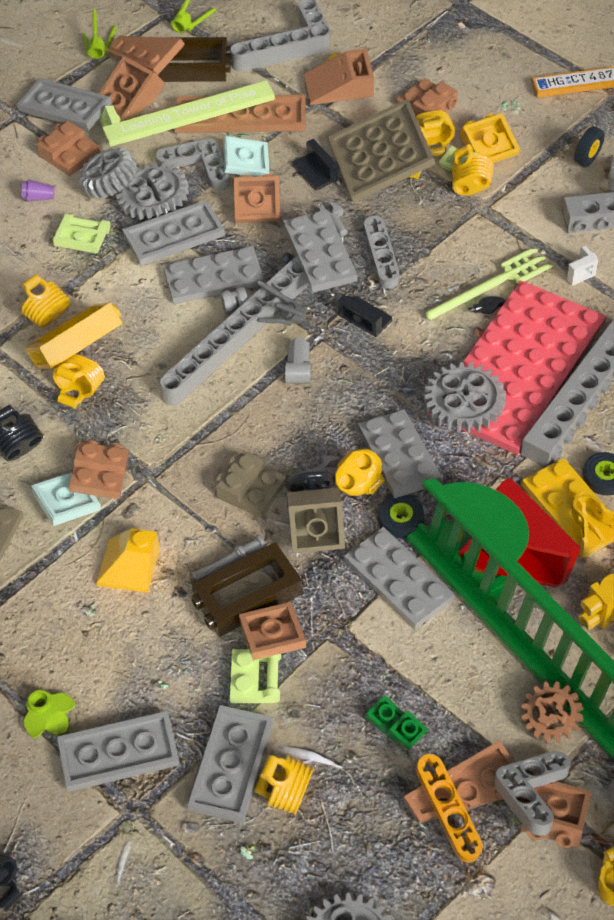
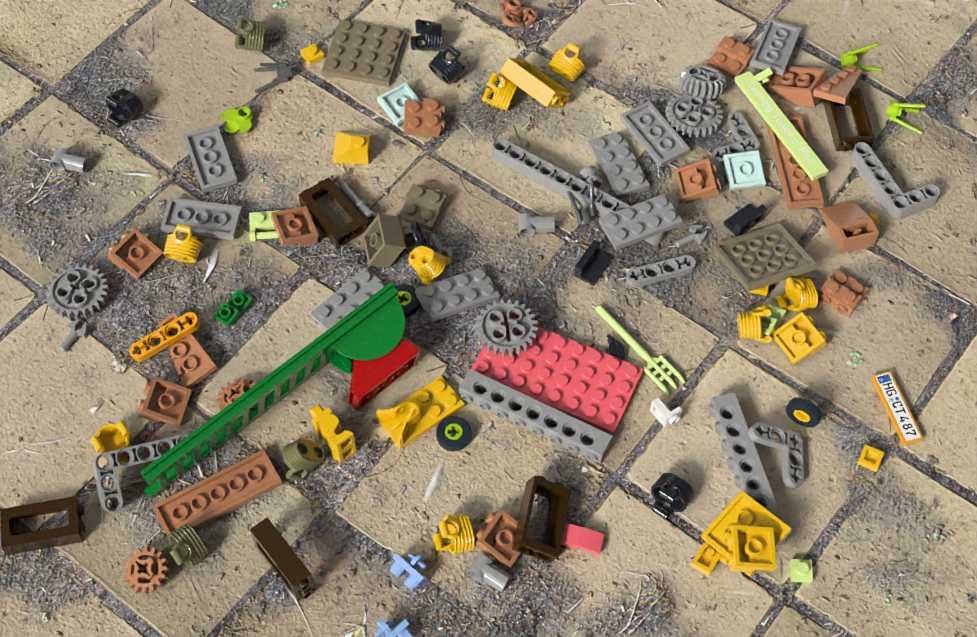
camera: 80 degrees right, 5 degrees up
(36, 191) = (681, 44): medium lavender cone -> none
(81, 233) = (639, 76): yellowish green plate -> none
(287, 857) = (134, 253): none -> nougat plate
(551, 768) = (180, 376): light grey beam -> none

